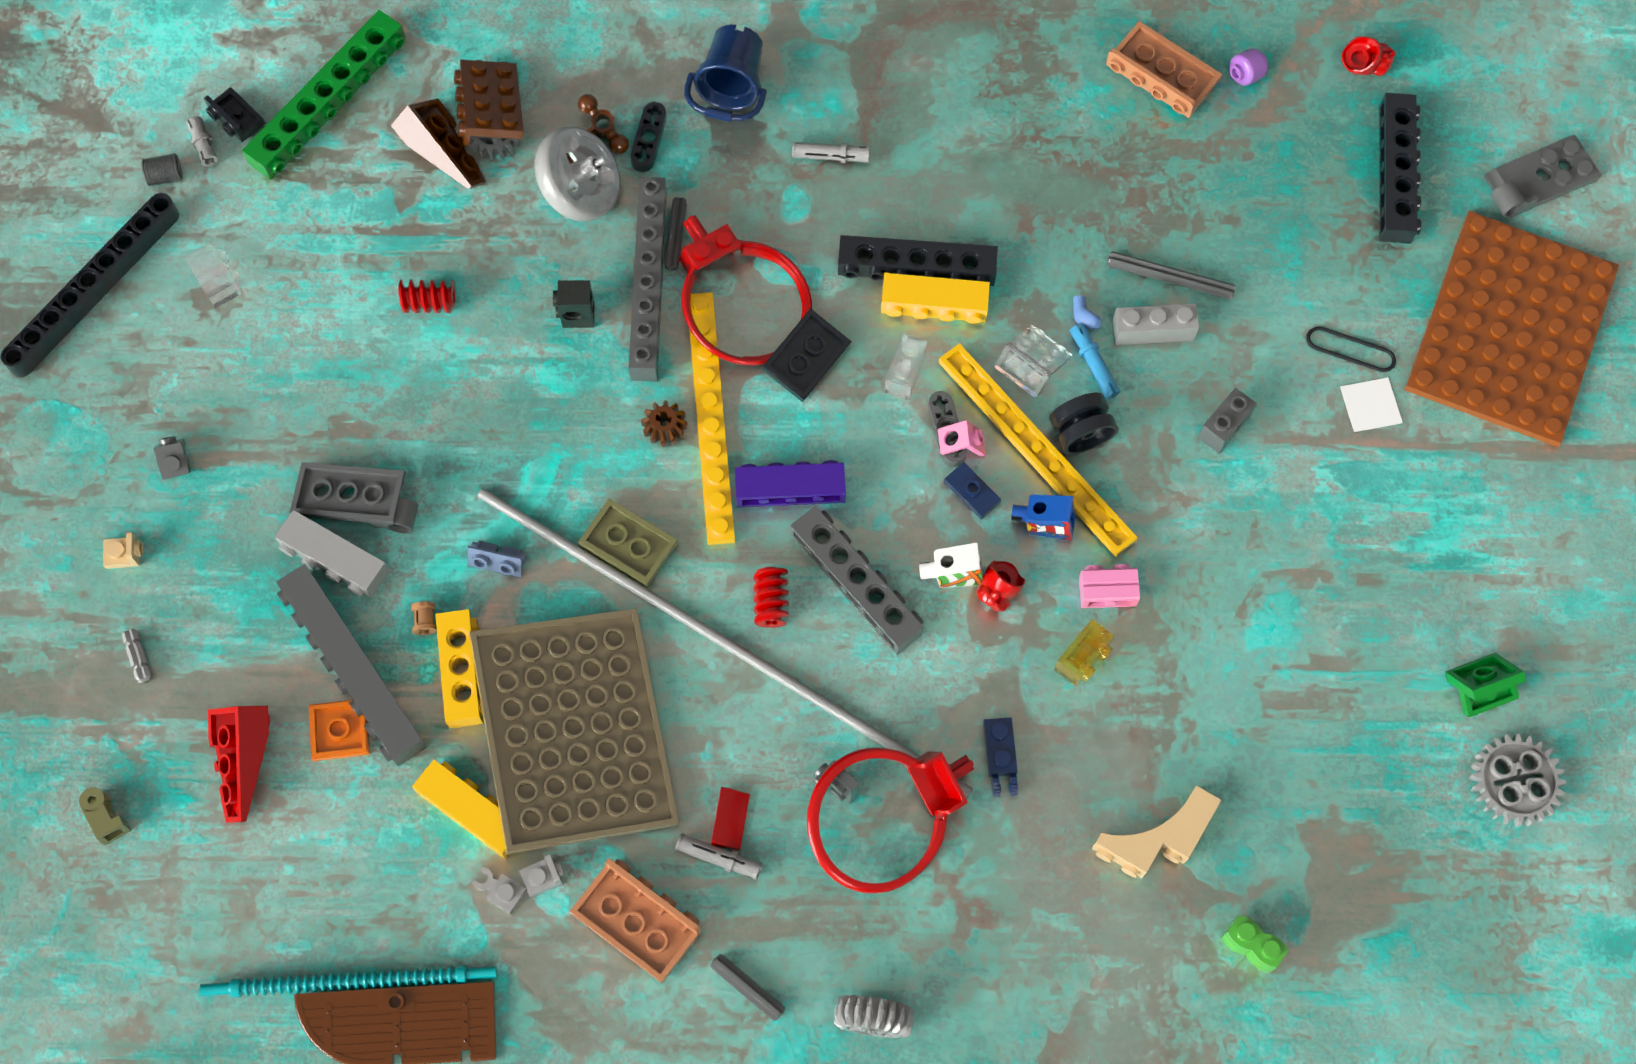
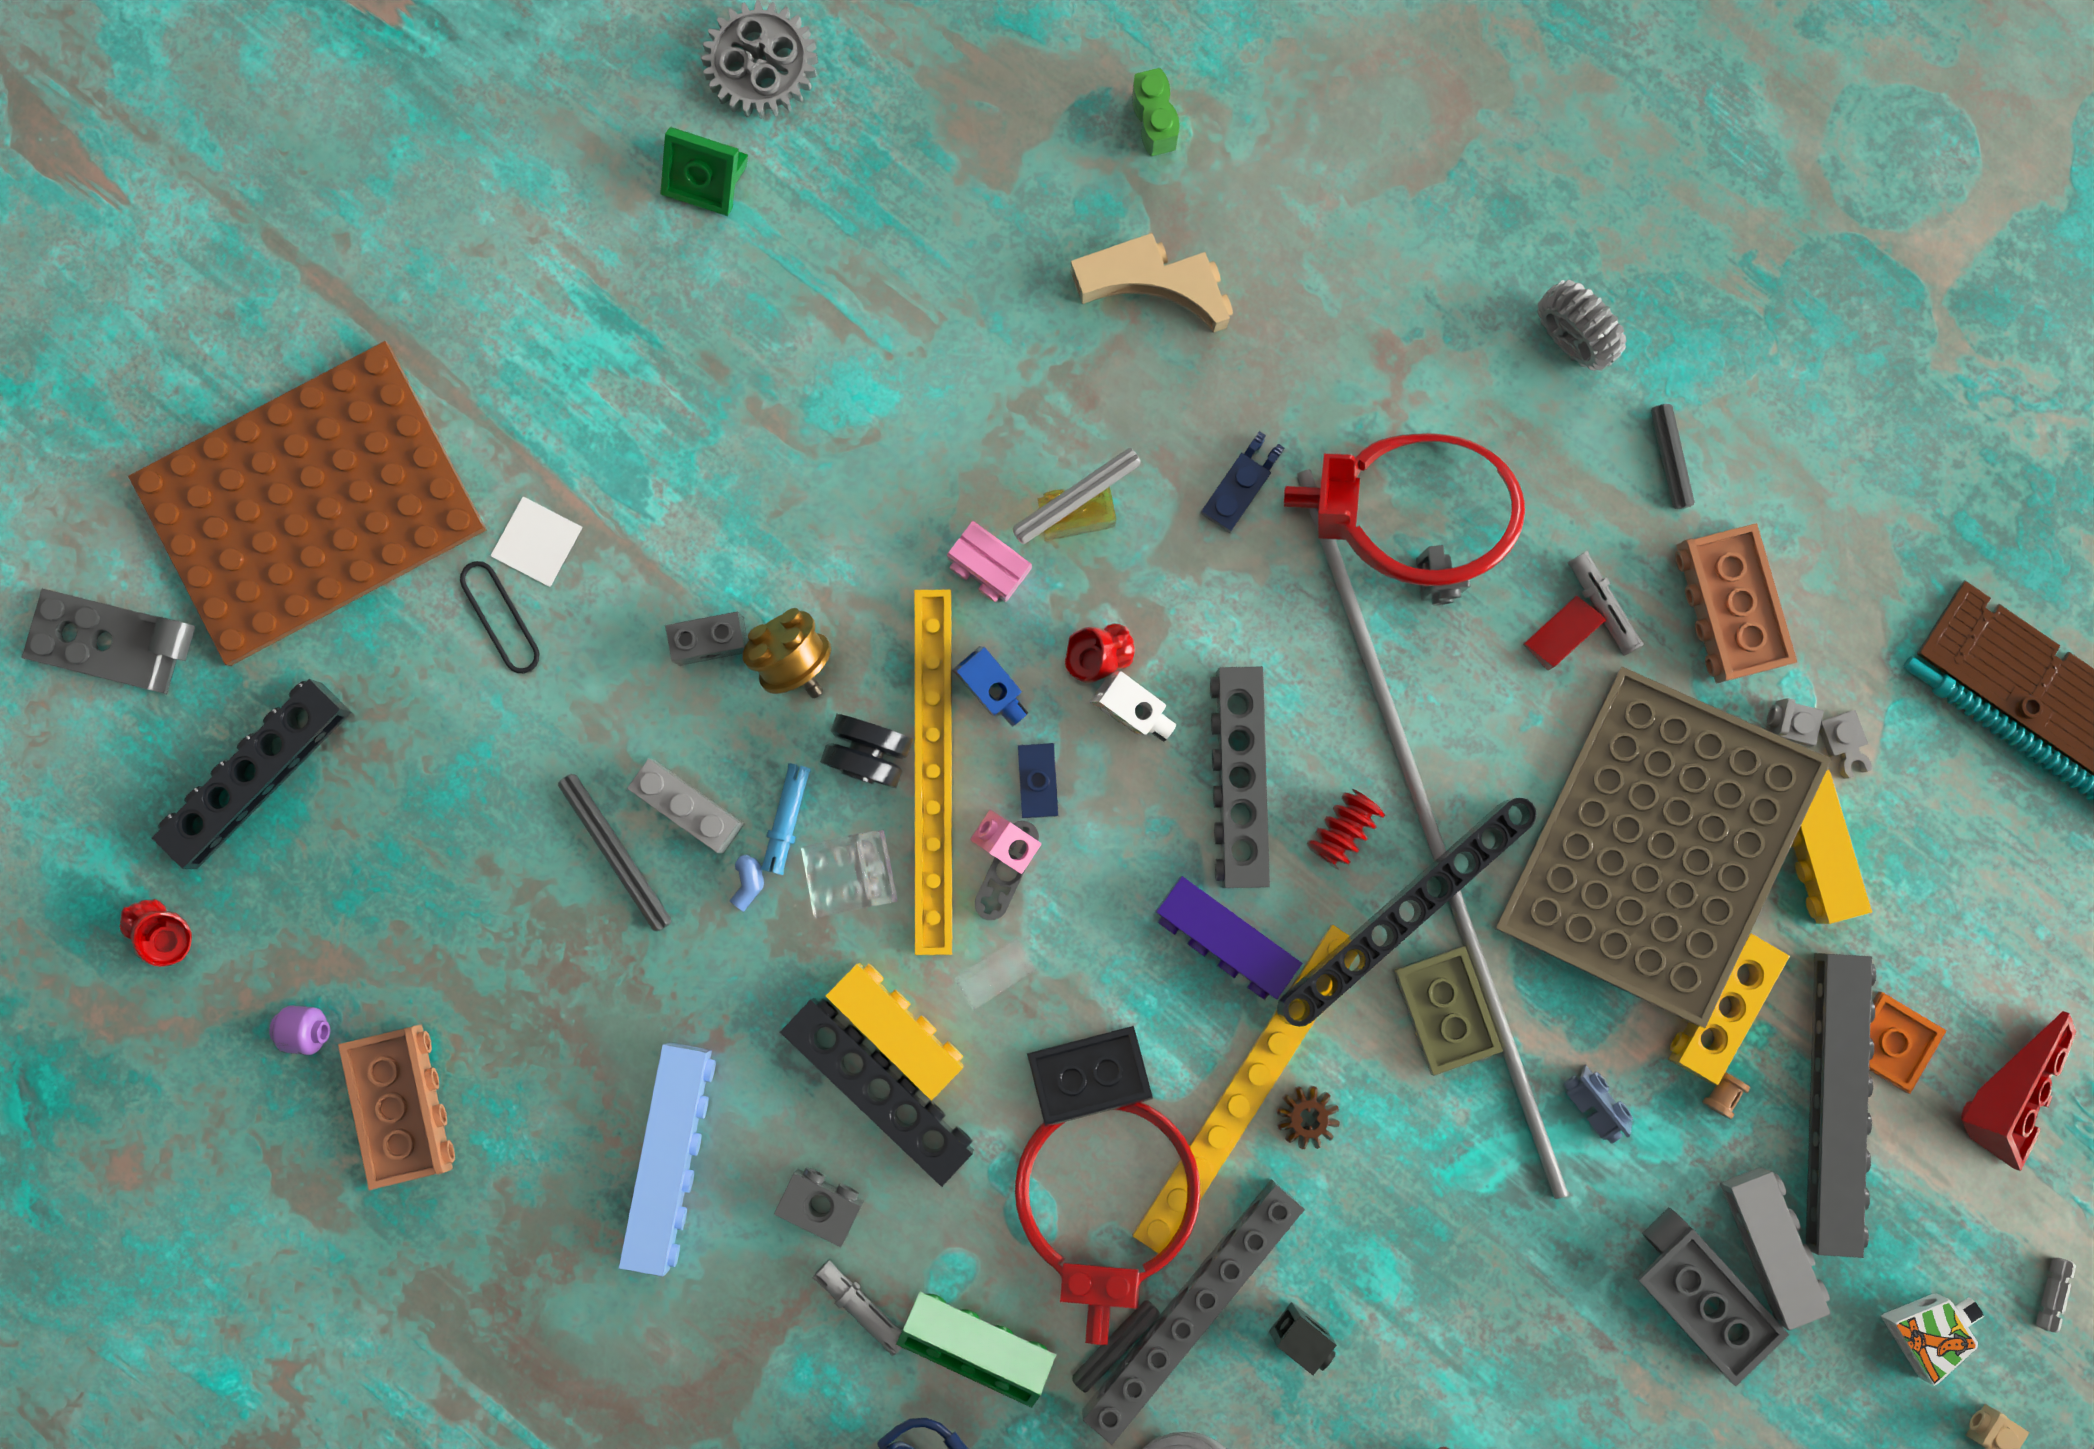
camera: 140 degrees left, 15 degrees up
(200, 576) = (1934, 1334): none -> torso
(698, 585) = (1424, 906): none -> black beam
(751, 174) = (976, 1349): none -> brick
(906, 172) = (797, 1206): none -> dark grey brick
(1000, 147) = (666, 1159): none -> light blue brick
(1092, 652) = (1076, 496): none -> light grey axle
(1175, 441) = (787, 653): none -> pearl gold wheel

